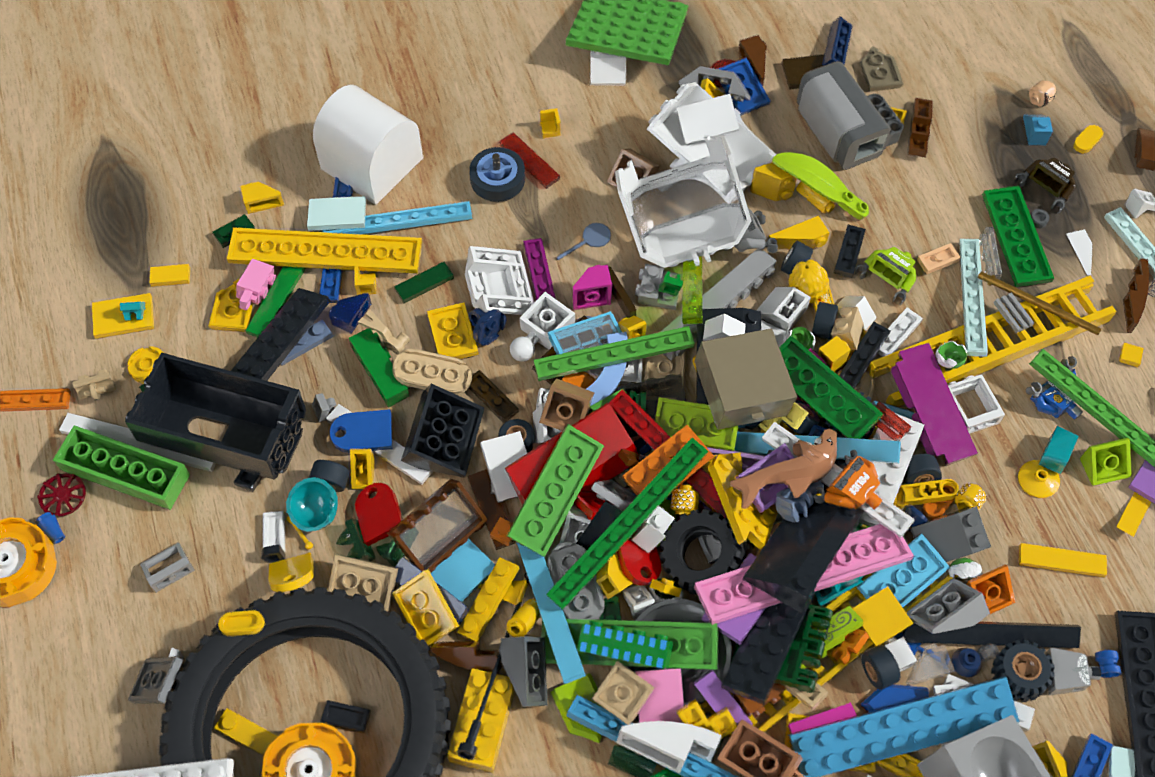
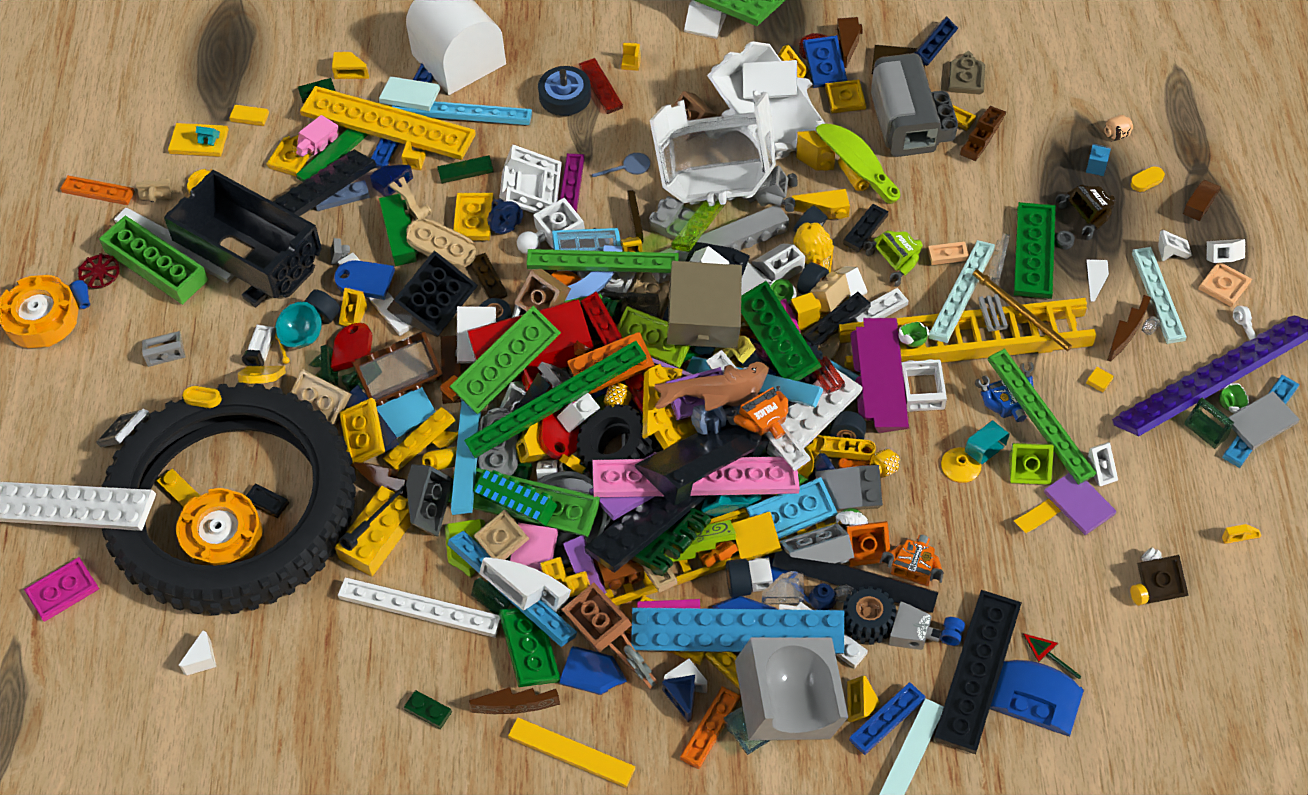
camera: 20 degrees right, 5 degrees down
(593, 288) = (609, 205): dark pink slope -> none
(671, 285) = (680, 217): green tile -> none
(736, 89) = (814, 56): light grey slope -> none
(774, 118) = (845, 96): none -> yellow tile
(1044, 598) = (914, 561): none -> torso
(1063, 560) = (951, 537): yellow tile -> none

